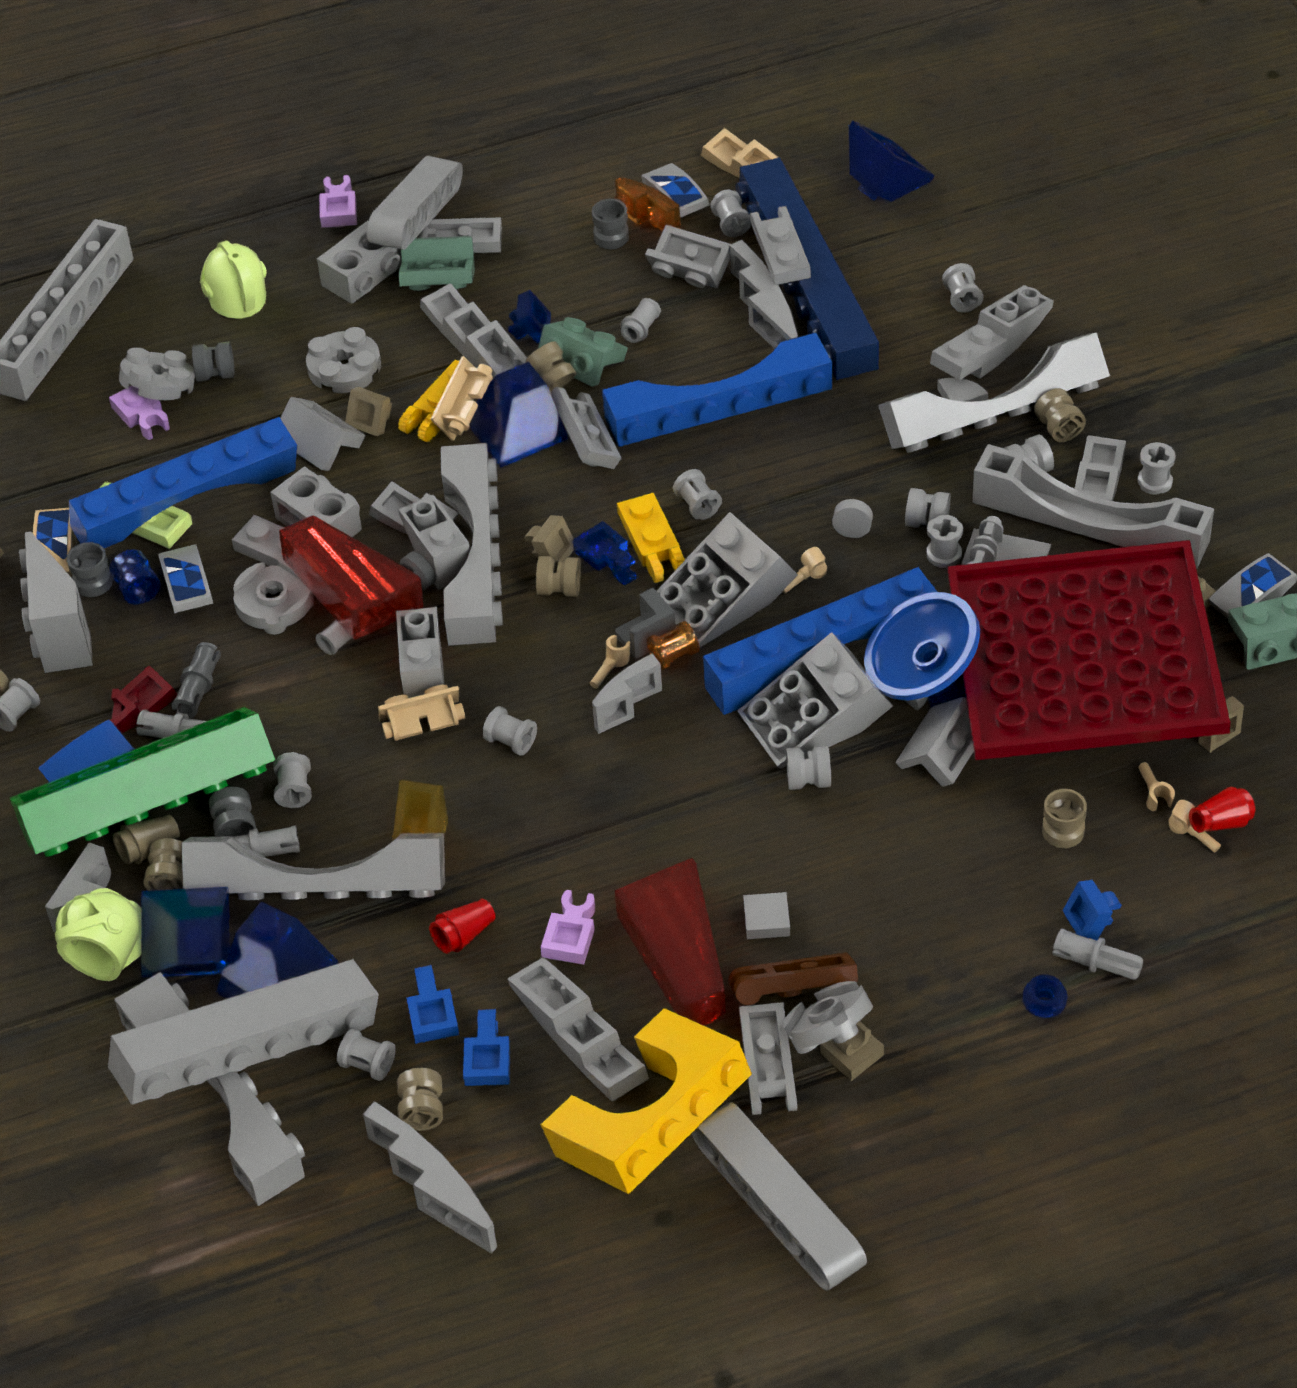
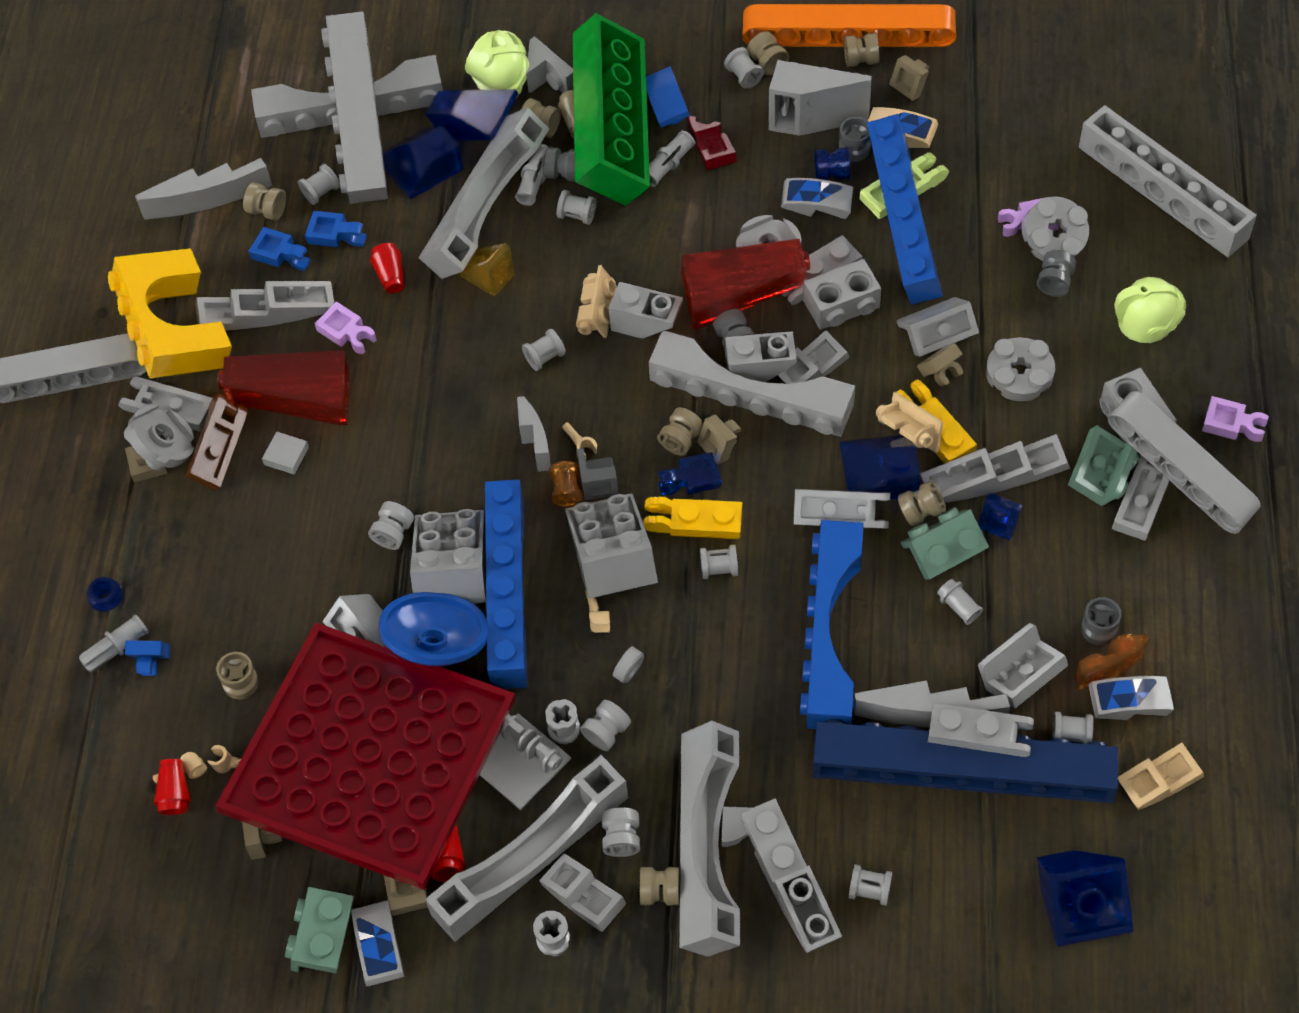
camera: 115 degrees right, 10 degrees up
(196, 679) = (707, 178): dark grey pin -> none

